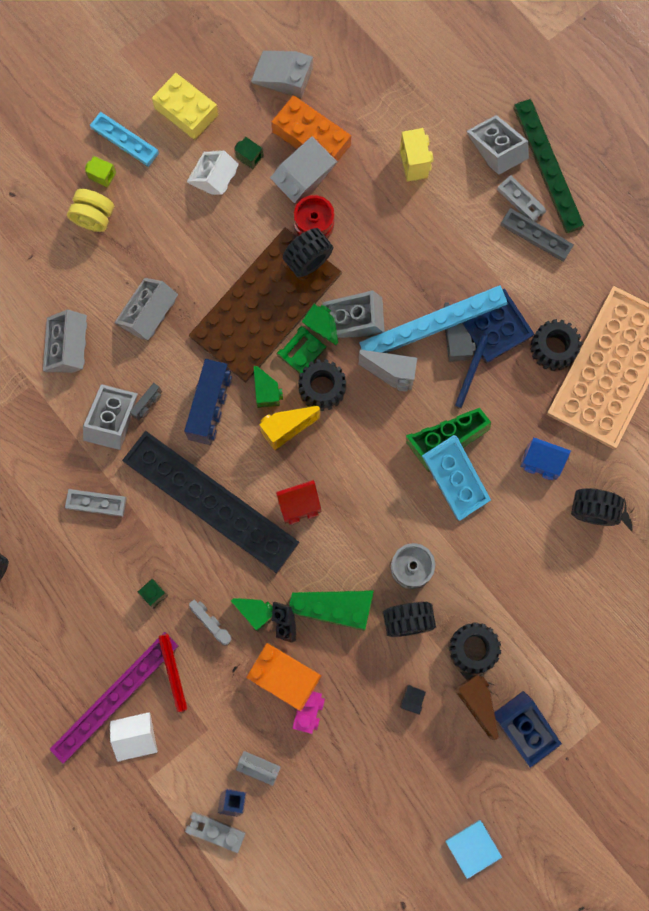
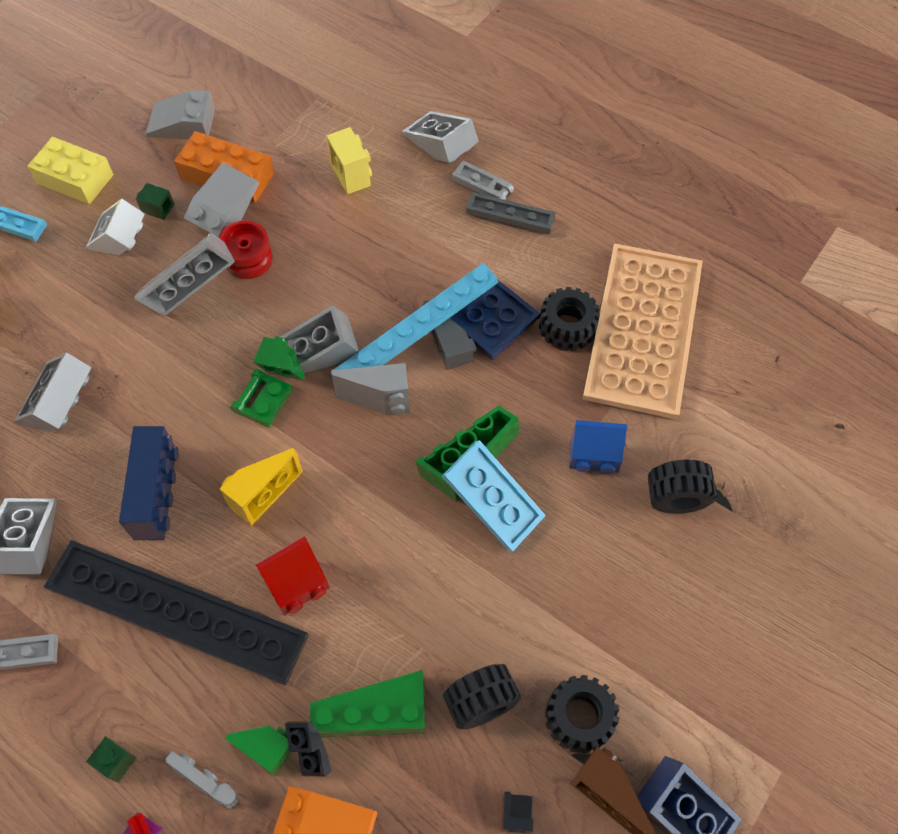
camera: 15 degrees left, 15 degrees down
(151, 396) = (67, 504): dark grey plate -> none
(261, 309) = (204, 359): reddish brown plate -> none
(263, 233) = (186, 275): none -> light grey slope
(266, 389) = (224, 452): green slope -> none
(307, 252) = (242, 279): black tyre -> none
(317, 370) = (291, 412): black tyre -> none
(408, 555) = (456, 613): light grey wheel -> none
(471, 371) = (477, 372): dark blue bar -> none
(548, 166) = (504, 148): dark green plate -> none

